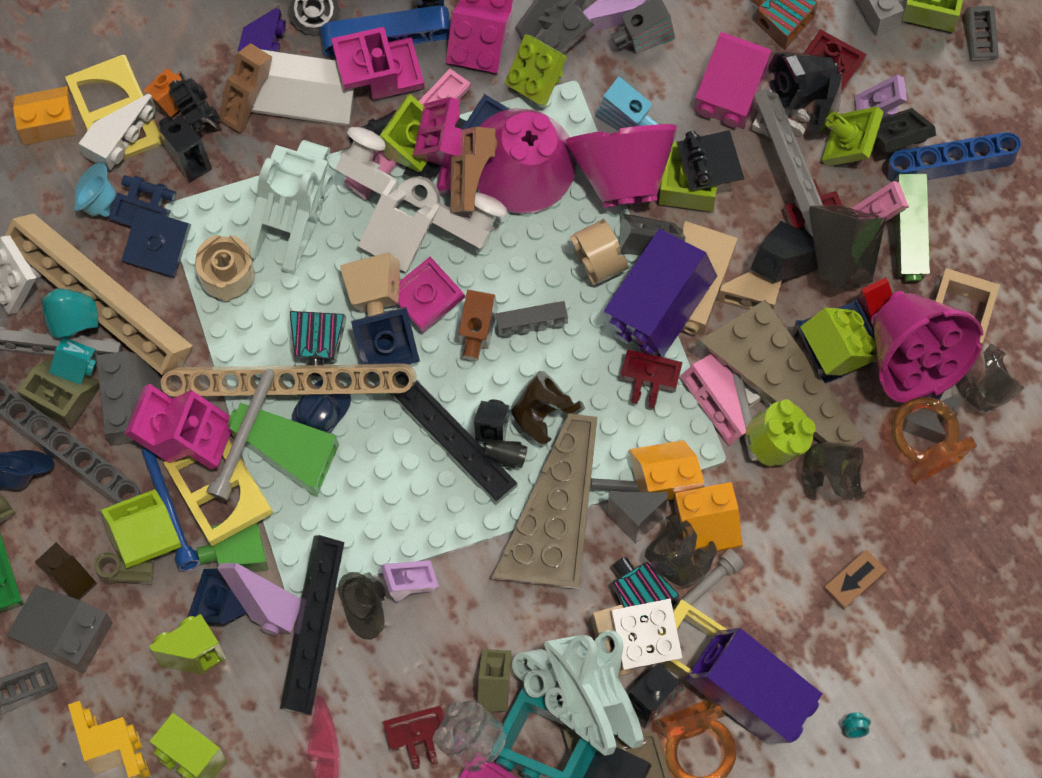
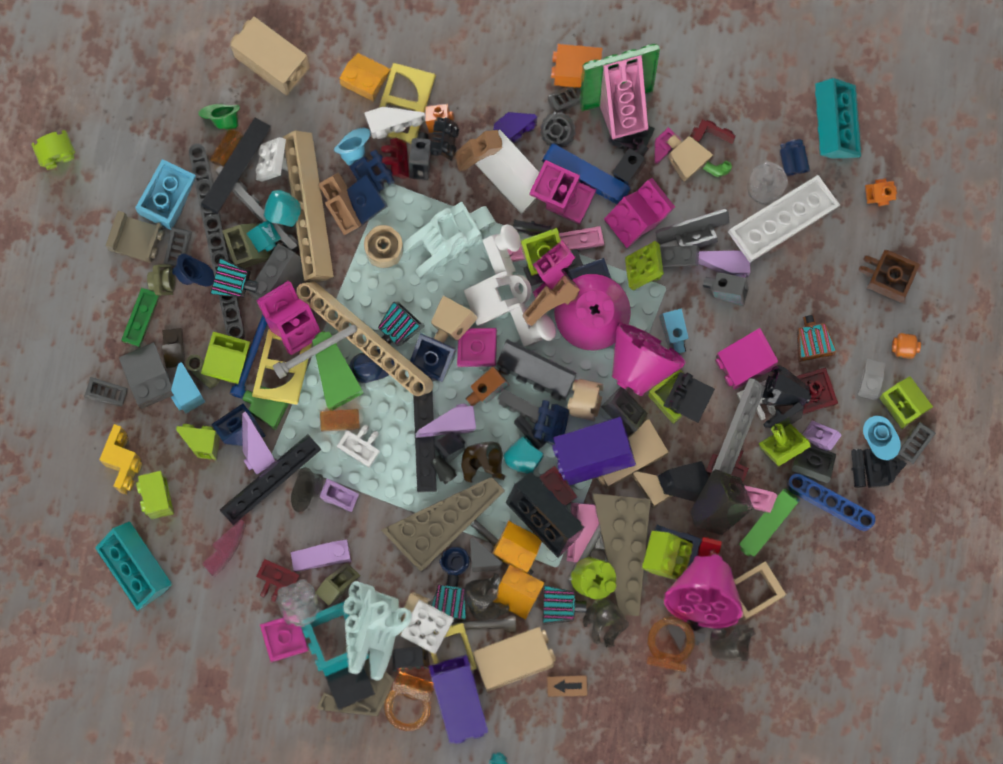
camera: 40 degrees right, 10 degrees up
(77, 433) = (232, 280): none -> torso
(126, 602) = (185, 391): none -> medium azure slope
(132, 263) = (339, 203): none -> medium nougat slope
(156, 167) = (398, 157): none -> dark red hinge
(336, 495) = (339, 420): none -> clear orange plate
(386, 507) = (358, 448): none -> white hinge
(447, 663) = (321, 556): none -> lavender slope
(476, 383) = (457, 420): none -> lavender slope
(517, 262) = (536, 370): none -> slope
(567, 338) = (528, 432): none -> black axle
(582, 296) = (556, 422): none -> dark blue plate
(584, 365) = (523, 456): none -> teal piece
(607, 543) = (455, 561): none -> dark blue hair
(665, 407) = (544, 514): none -> black slope
(768, 497) = (560, 606): none -> torso
(775, 589) = (514, 659): none -> tan brick
(945, 50) = (882, 437): none -> medium azure piece
(948, 104) = (858, 468): none -> black axle
(969, 84) = (881, 472): none -> black slope

